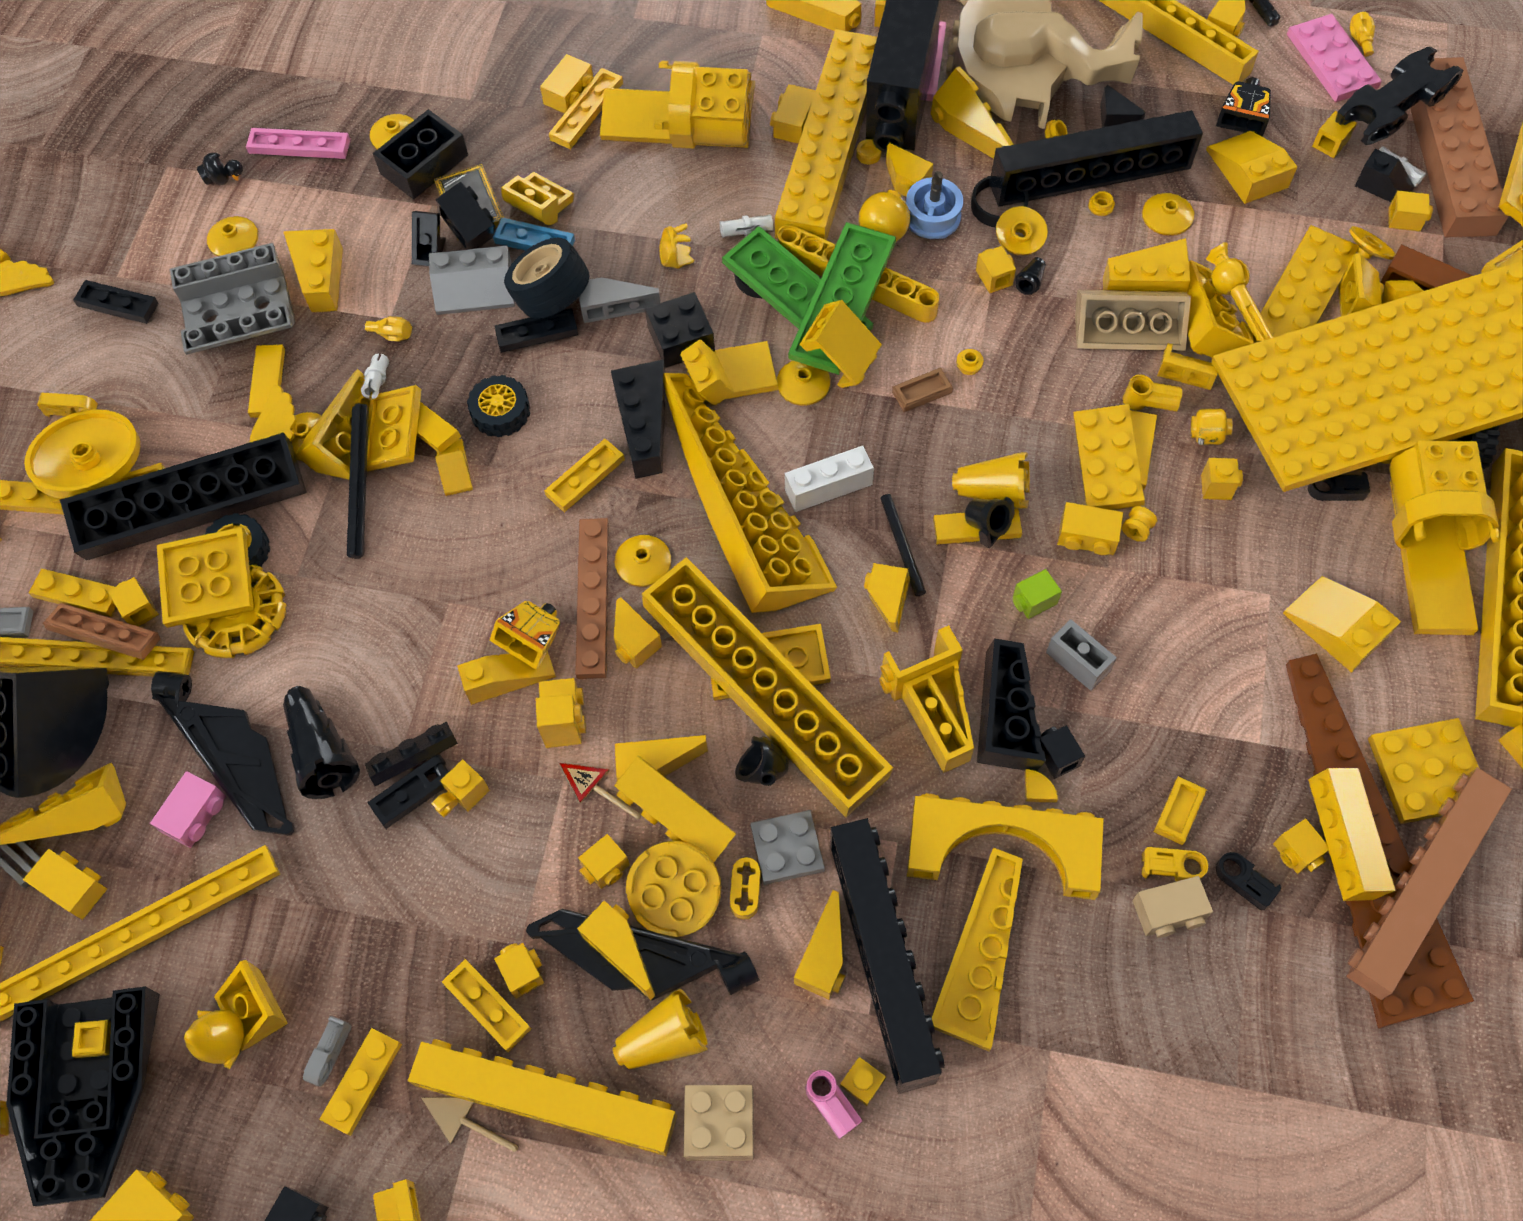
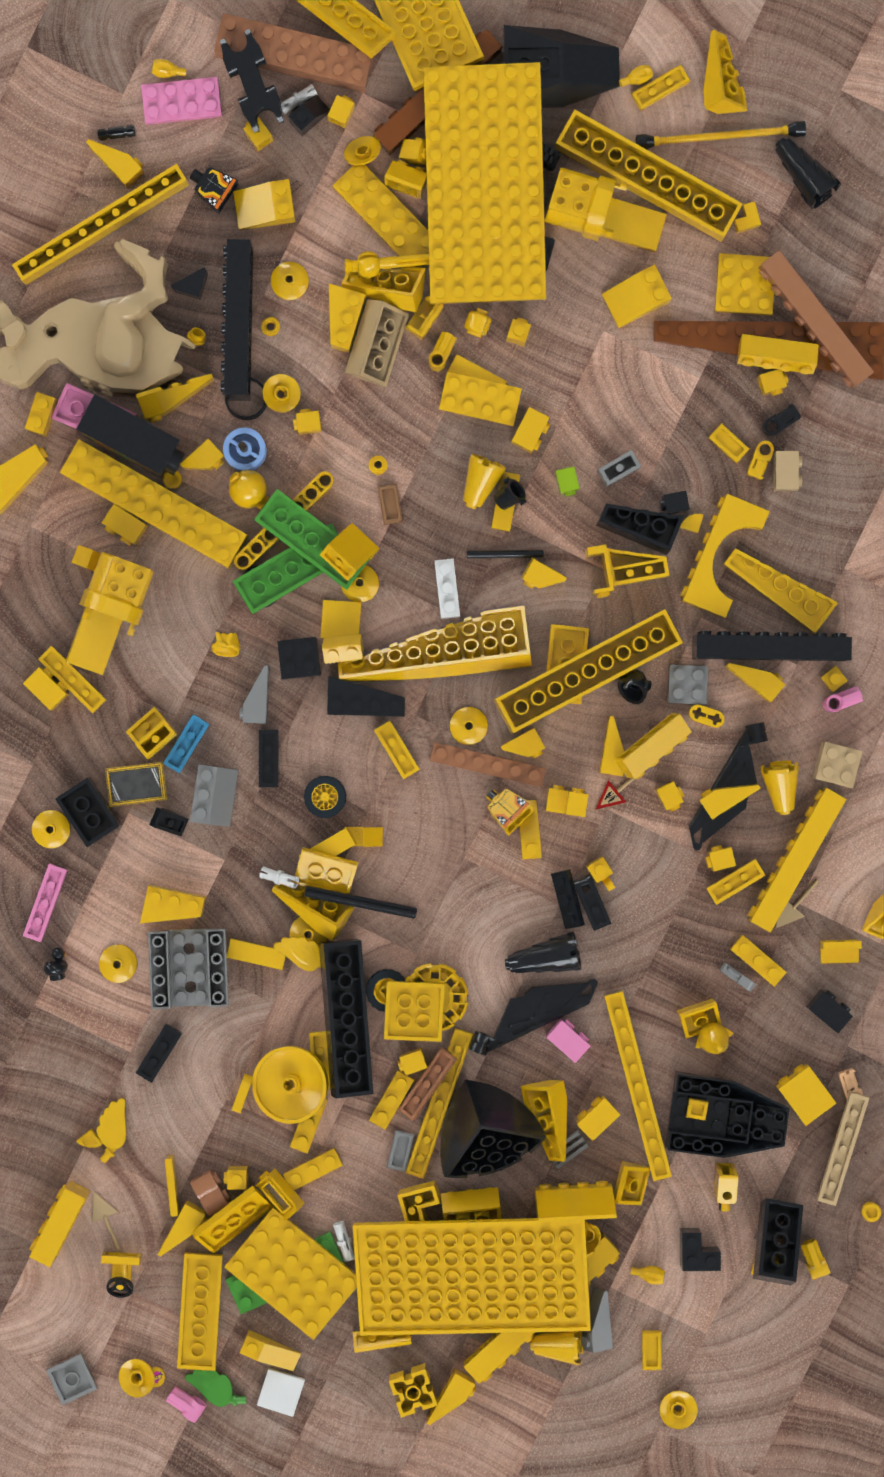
camera: 75 degrees left, 25 degrees up
(391, 328) = (238, 860): yellow piece -> none
(465, 217) = (168, 789): black brick -> none
(547, 278) = (237, 742): black wheel -> none
(673, 888) = (698, 758): yellow tile -> none
(745, 225) = (218, 588): white pin -> none
(1031, 276) = (320, 399): black cone -> none
(1139, 523) = (535, 397): yellow wheel -> none

